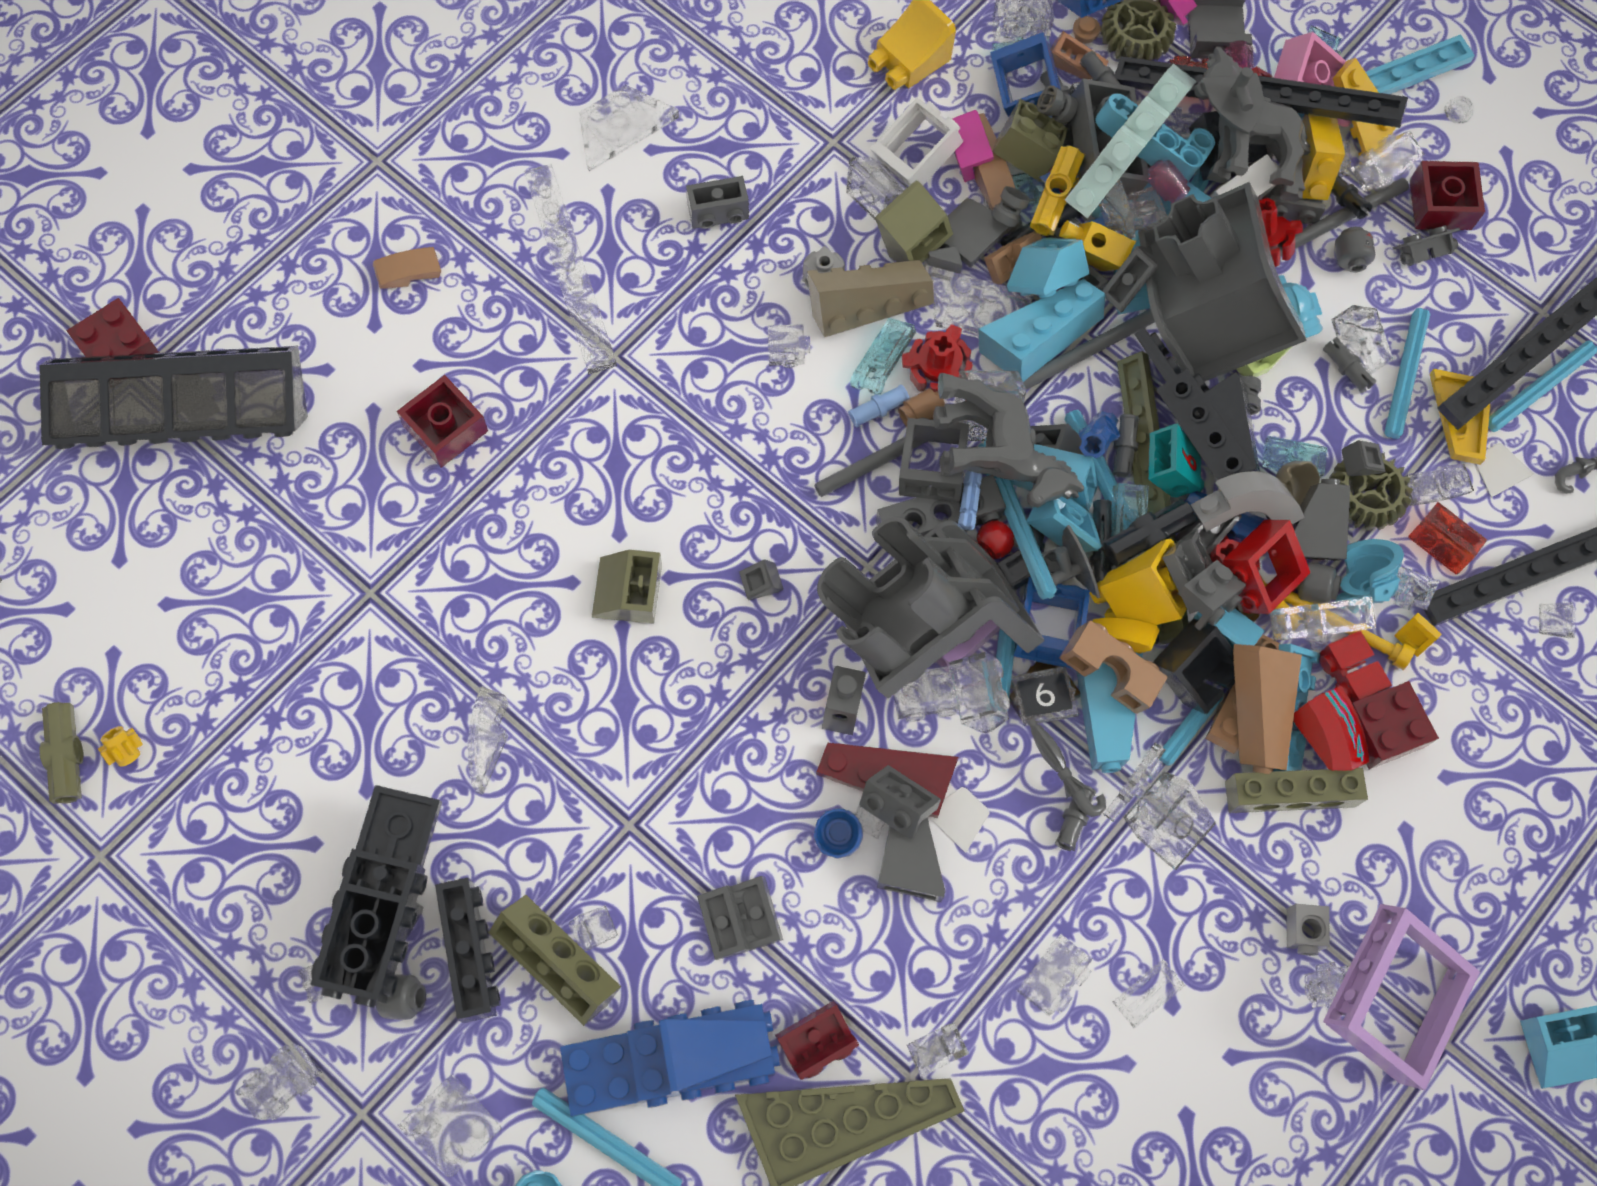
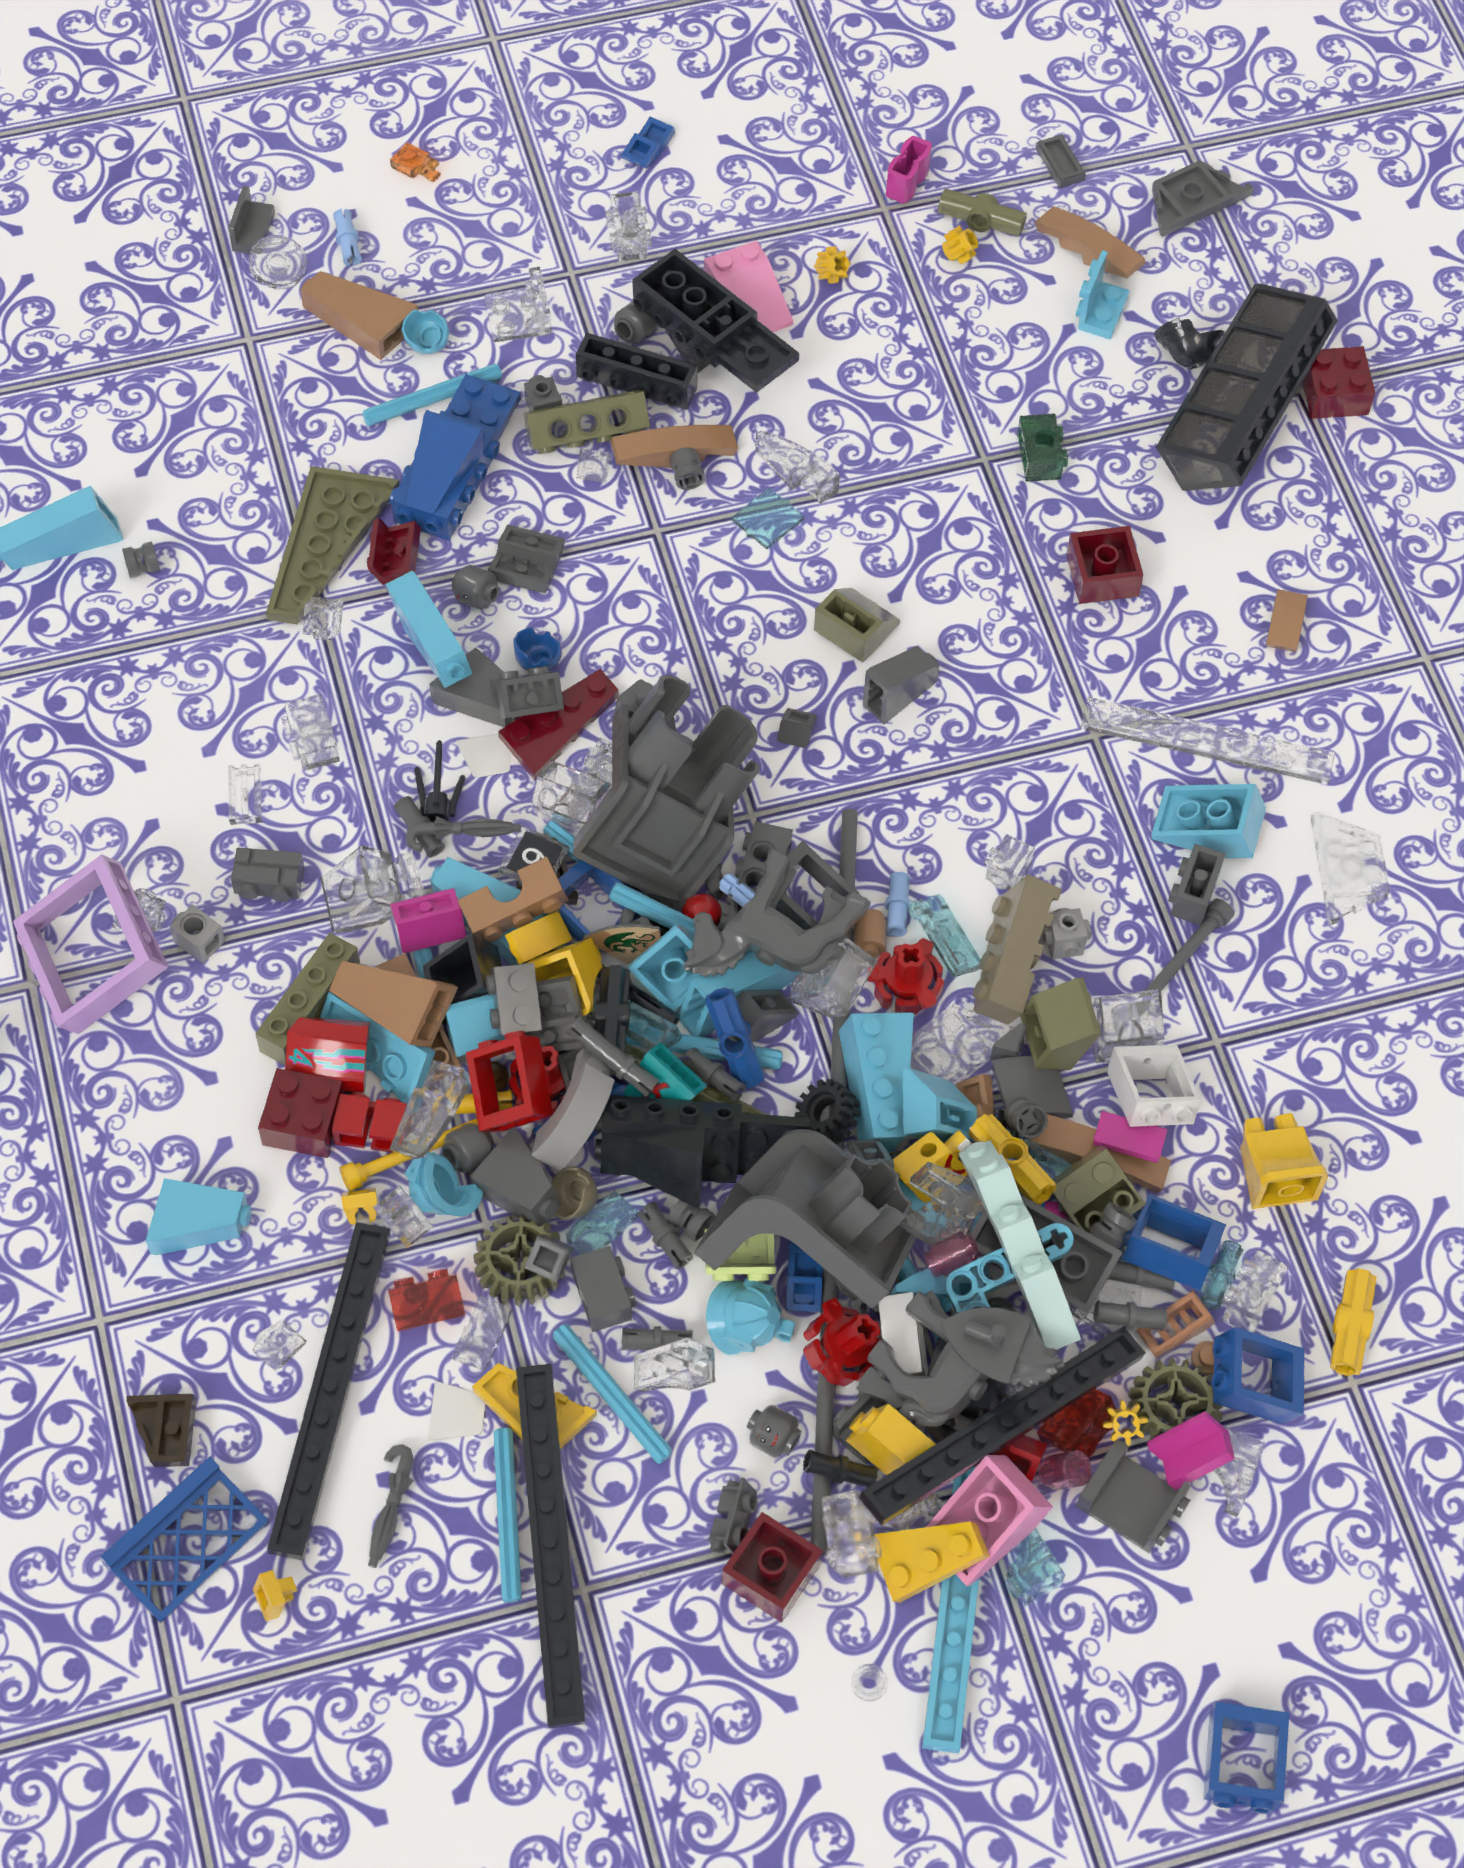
camera: 125 degrees right, 10 degrees down
(39, 850) = (908, 169): none -> dark pink brick
(49, 631) = (1089, 240): none -> medium nougat slope
(124, 584) = (1101, 301): none -> medium azure bracket
(138, 1148) = (649, 143): none -> blue slope
(143, 479) = (1186, 344): none -> black helmet
(215, 851) = (832, 264): none -> yellow gear
(292, 913) = (752, 279): none -> bright pink slope
(330, 560) = (1041, 447): none -> clear green brick
(530, 863) = (656, 445): none -> medium nougat slope
(552, 831) = (687, 469): none -> dark grey wheel
(555, 735) = (767, 518): none -> clear light blue piece
(561, 1024) = (541, 393): none -> dark grey brick
(646, 229) = (1212, 816): none -> medium azure slope
(670, 514) = (898, 682): none -> dark grey slope
(796, 194) = (1217, 915): none -> dark grey piece
(806, 937) = (475, 586): none -> dark grey head
(899, 926) = (428, 629): none -> medium azure slope
(1045, 816) = (437, 802): none -> black plant
(1113, 351) = (819, 1099): none -> black tyre
(1166, 737) = (428, 920): none -> dark pink panel
(1184, 38) = (1124, 1412): none -> yellow gear
(1197, 482) = (611, 1055): none -> dark grey pin
(1213, 910) = (267, 874): none -> dark grey brick
(1270, 406) = (665, 1235): none -> dark grey pin
(1346, 421) = (602, 1288): none -> dark grey brick
(1526, 745) = (195, 1216): none -> medium azure slope

